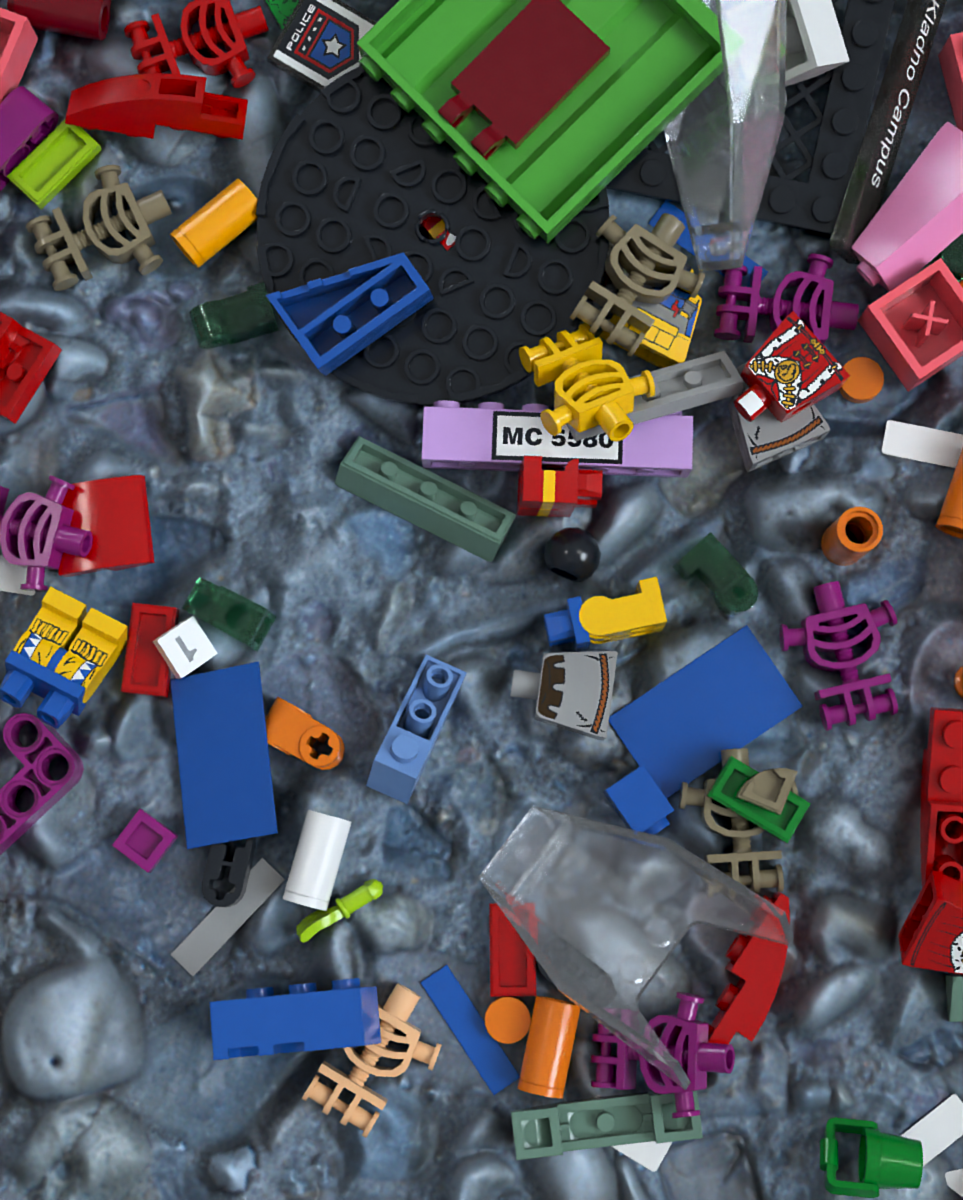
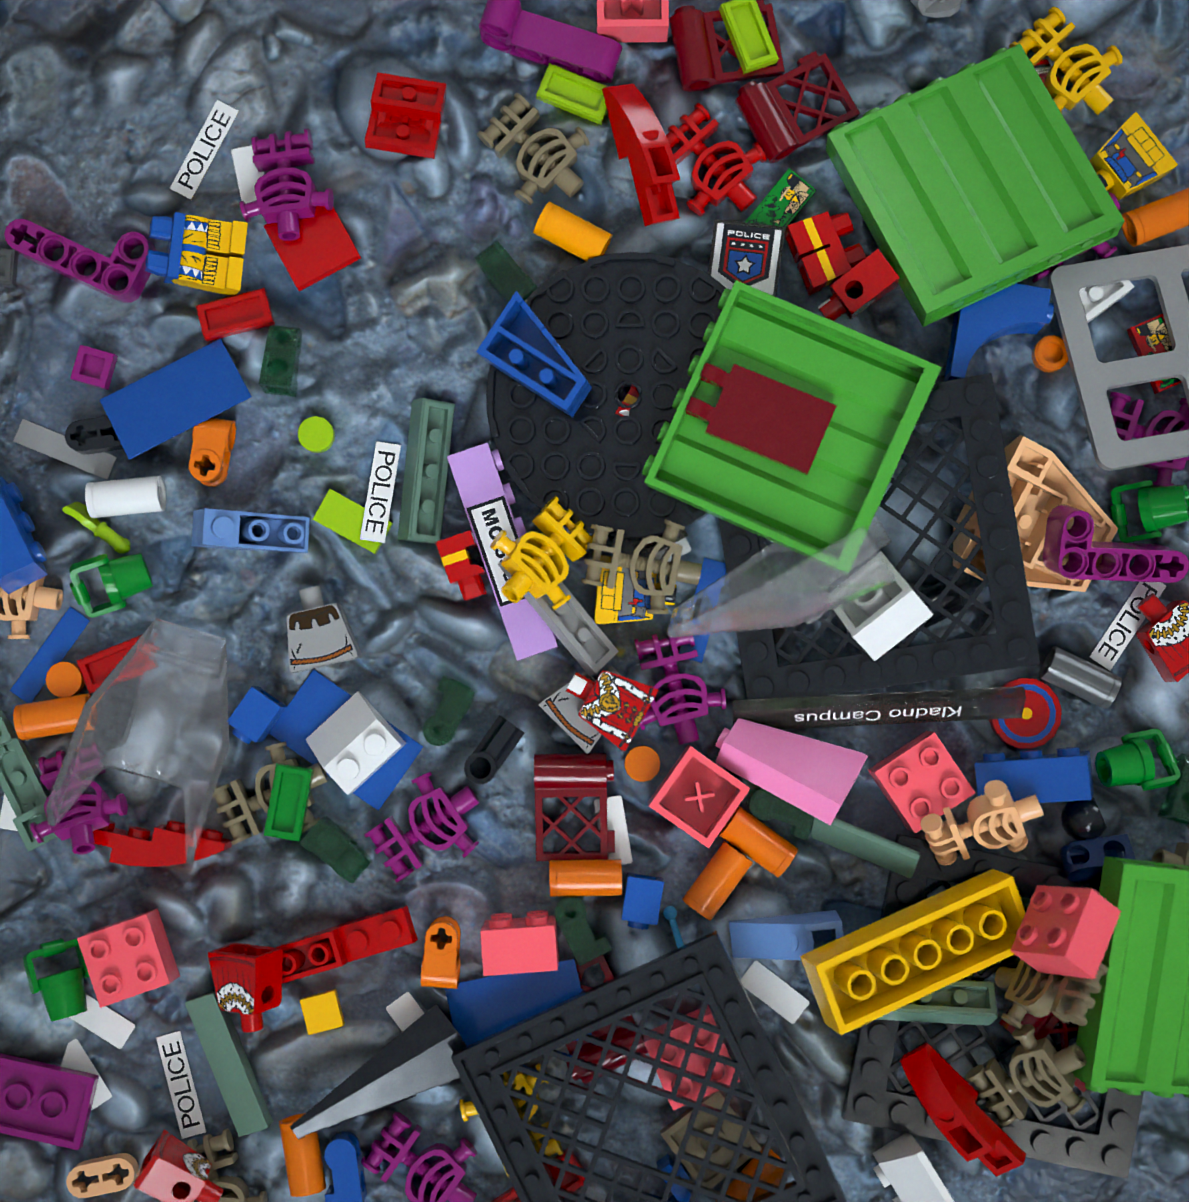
camera: 70 degrees right, 5 degrees up
(185, 647) = (244, 339): white tile -> none
(331, 608) = (316, 434): none -> lime tile
(412, 903) = (120, 576): none -> green piece
(429, 558) = (380, 492): none -> white sticker
(451, 604) = (345, 519): none -> lime tile
(572, 554) = (422, 596): black piece -> none
(607, 619) = (379, 639): yellow hips -> none
(715, 698) = (354, 743): none -> white slope
(768, 789) = (295, 805): dark tan tile -> none
(782, 538) = (494, 747): none -> black piece
(834, 767) = (337, 849): none -> clear green leg
(851, 456) = (577, 777): none -> dark red piece
(866, 528) = (503, 811): orange pin -> none
(874, 1065) = (128, 958): none -> coral brick

